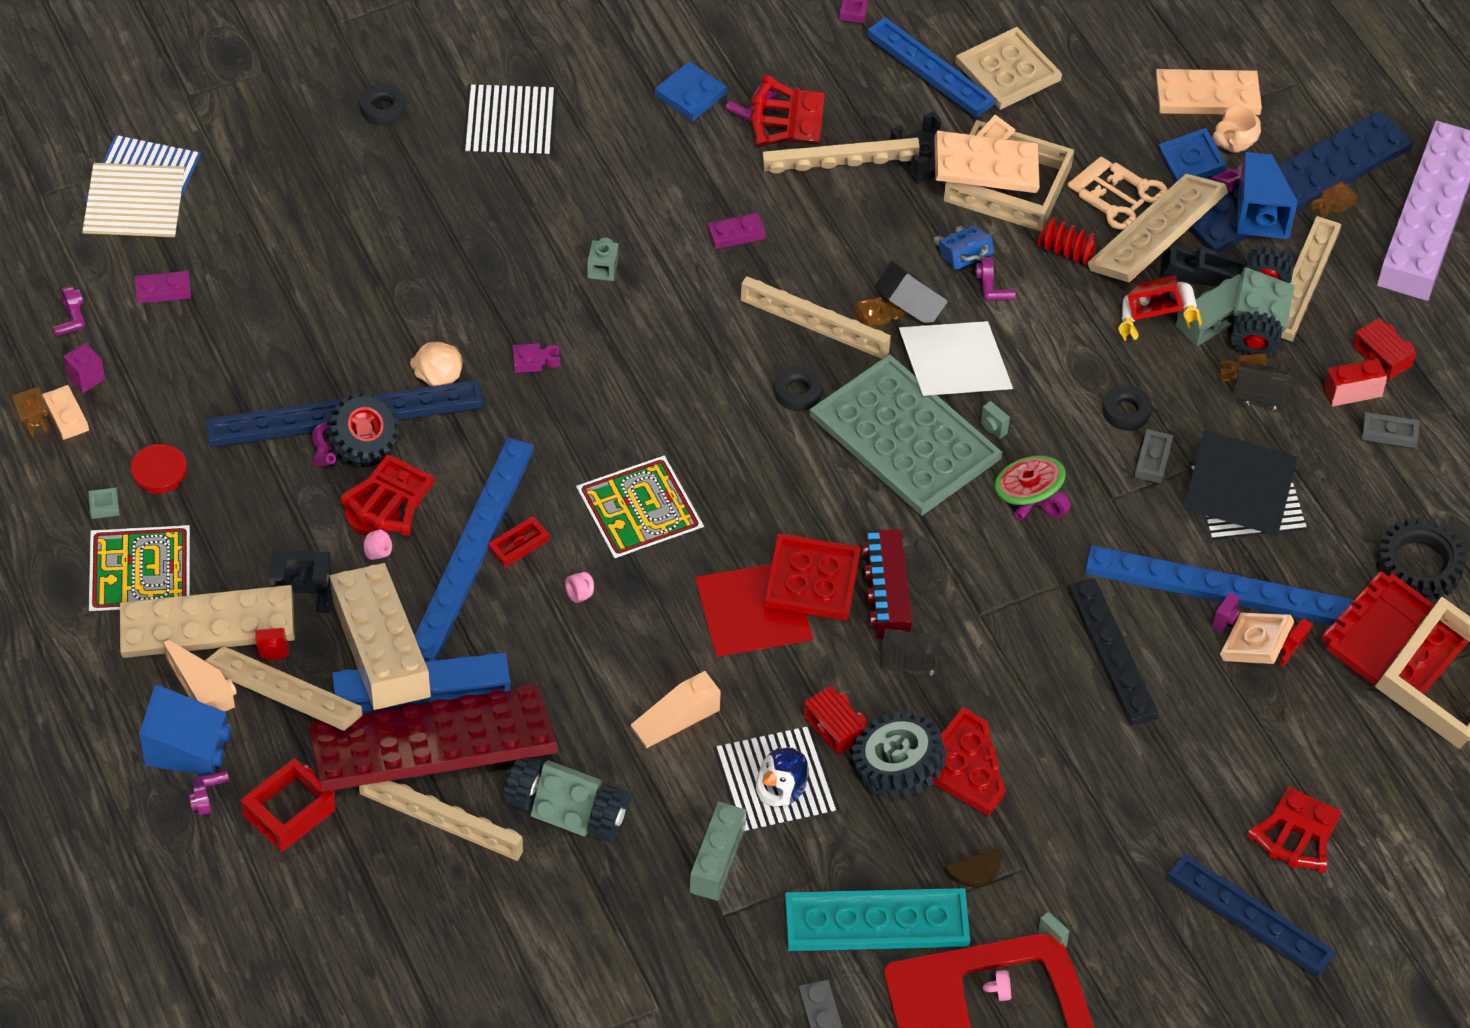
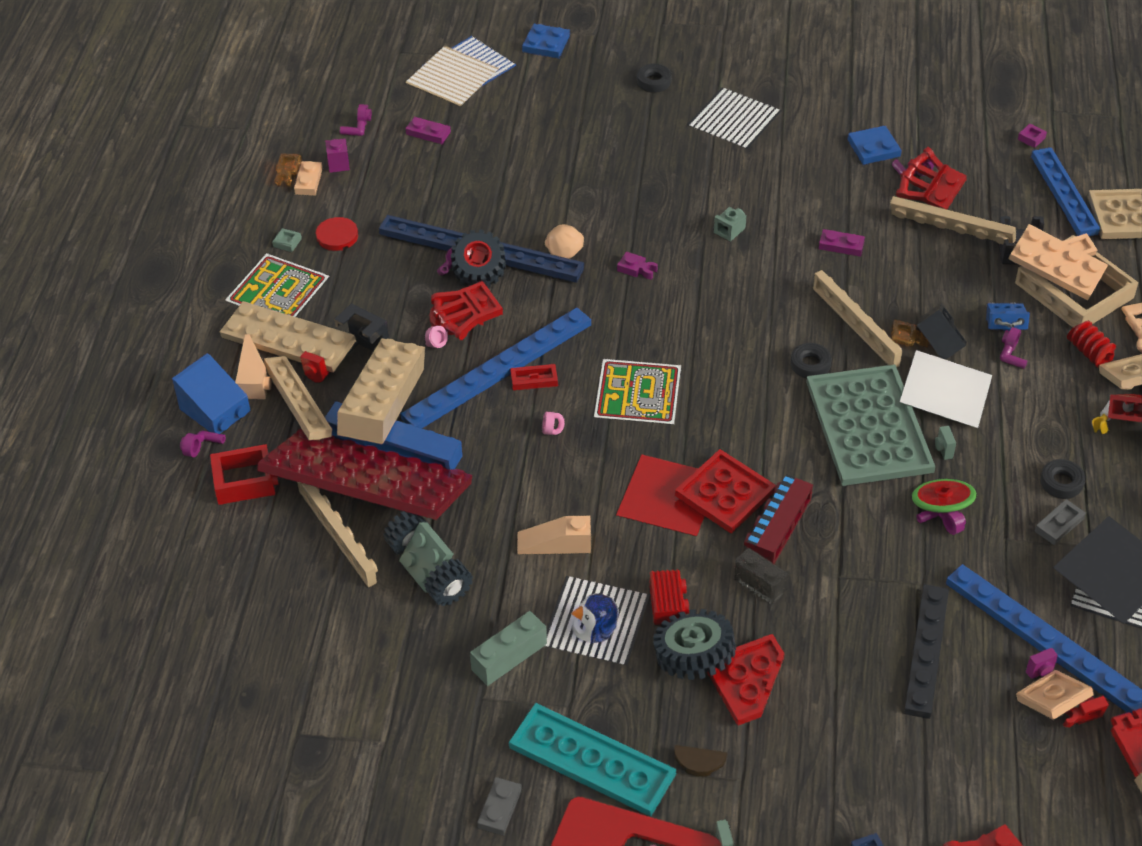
camera: 35 degrees right, 5 degrees down
(215, 105) = (546, 40): none -> blue plate

